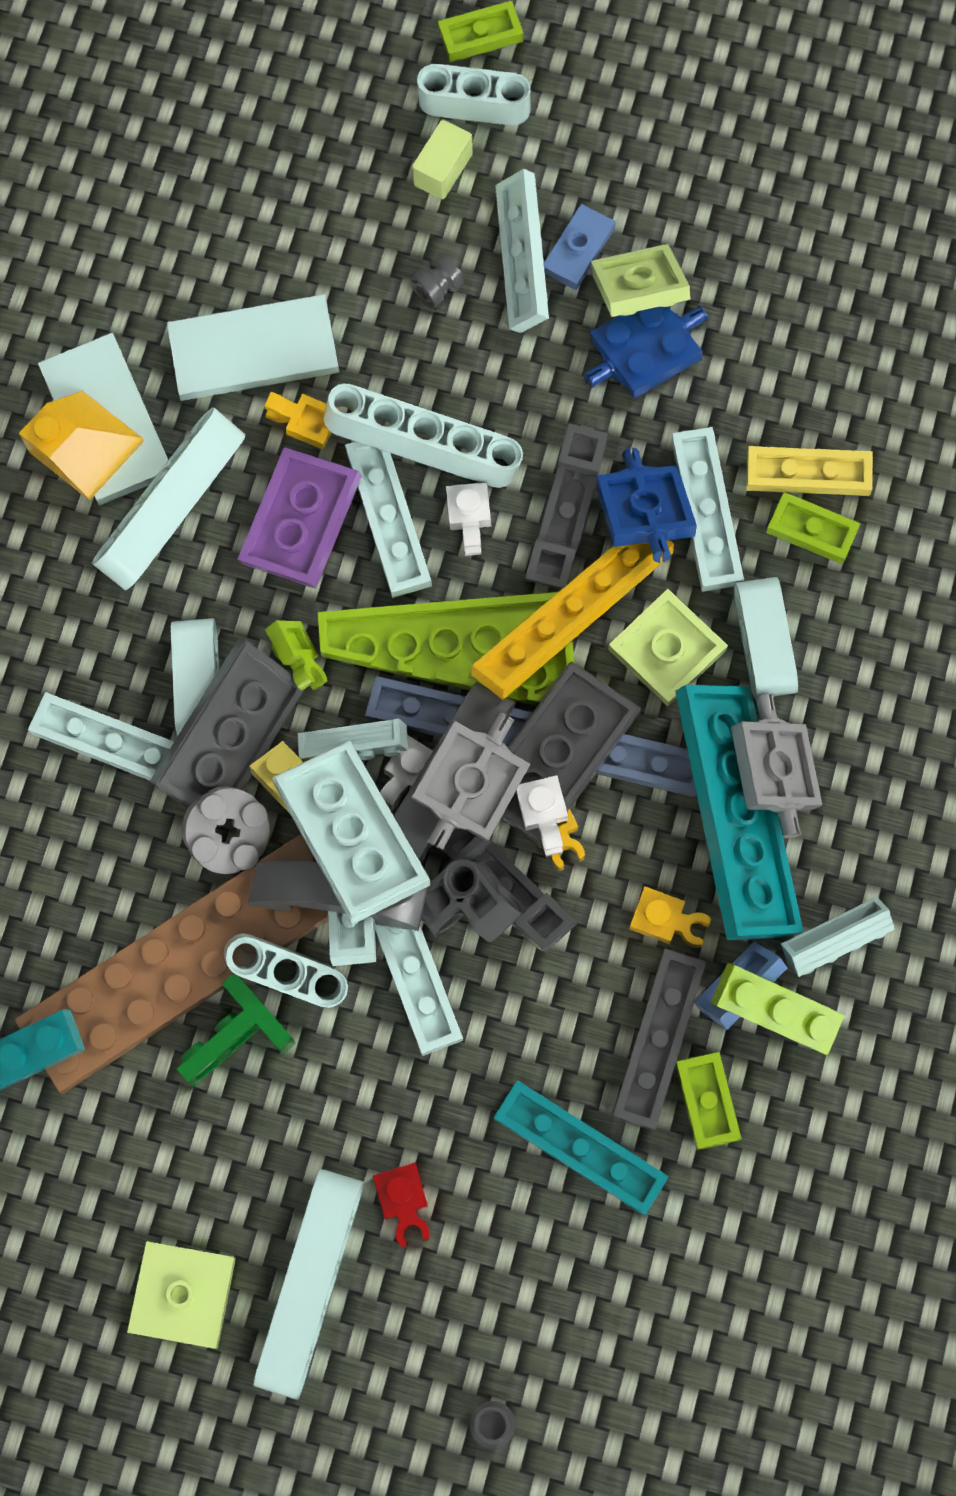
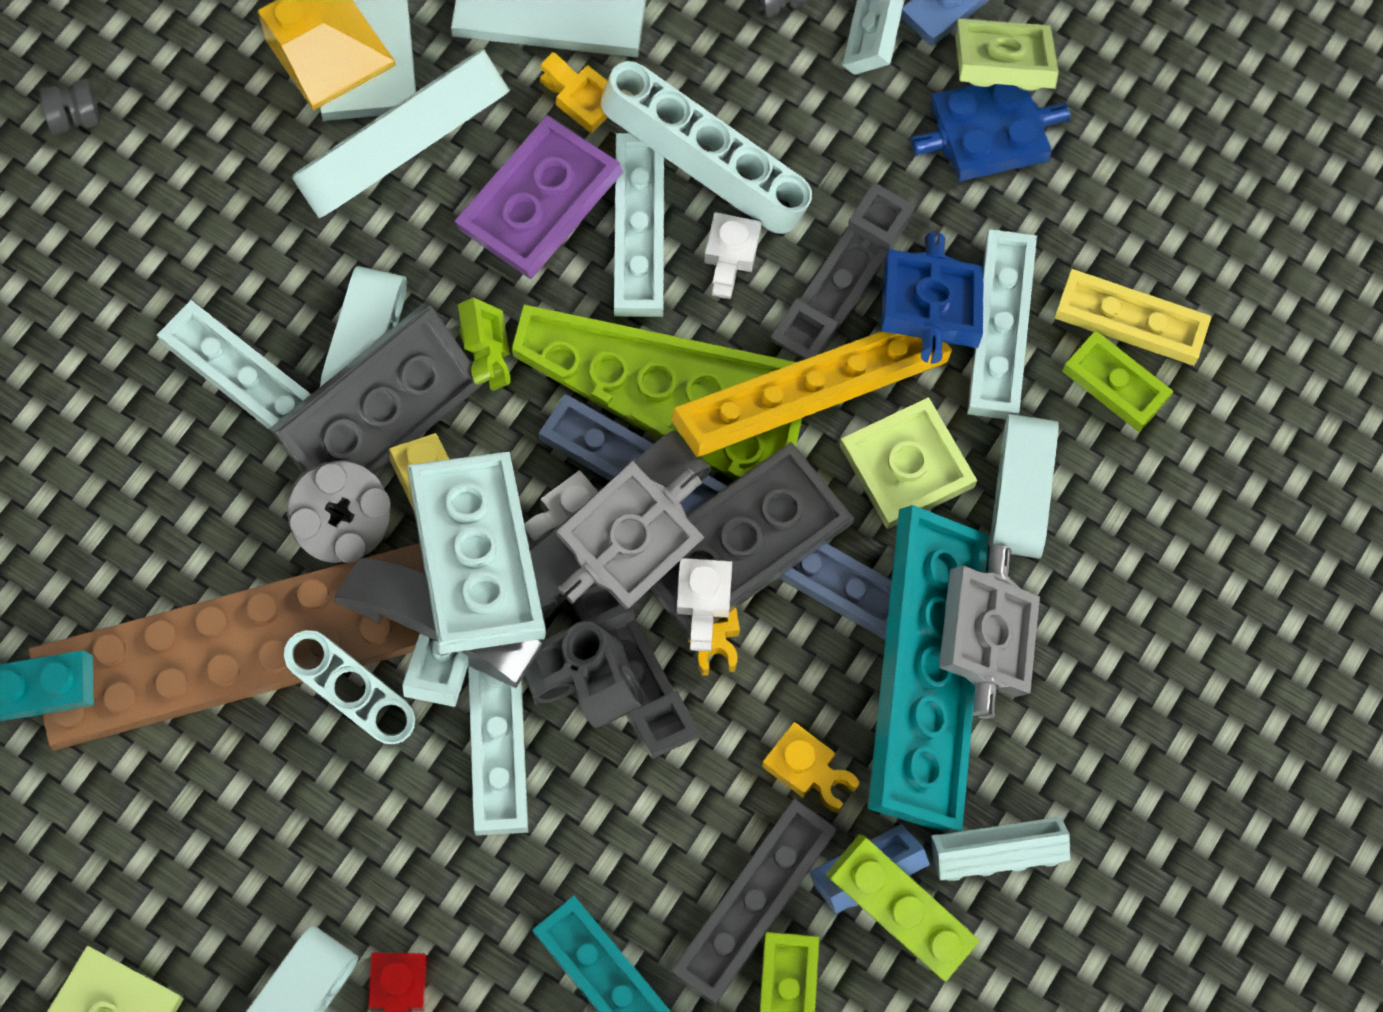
camera: 10 degrees right, 5 degrees down
(233, 1033) = (266, 741): green bracket -> none
(368, 739) = (531, 459): light aqua piece -> none

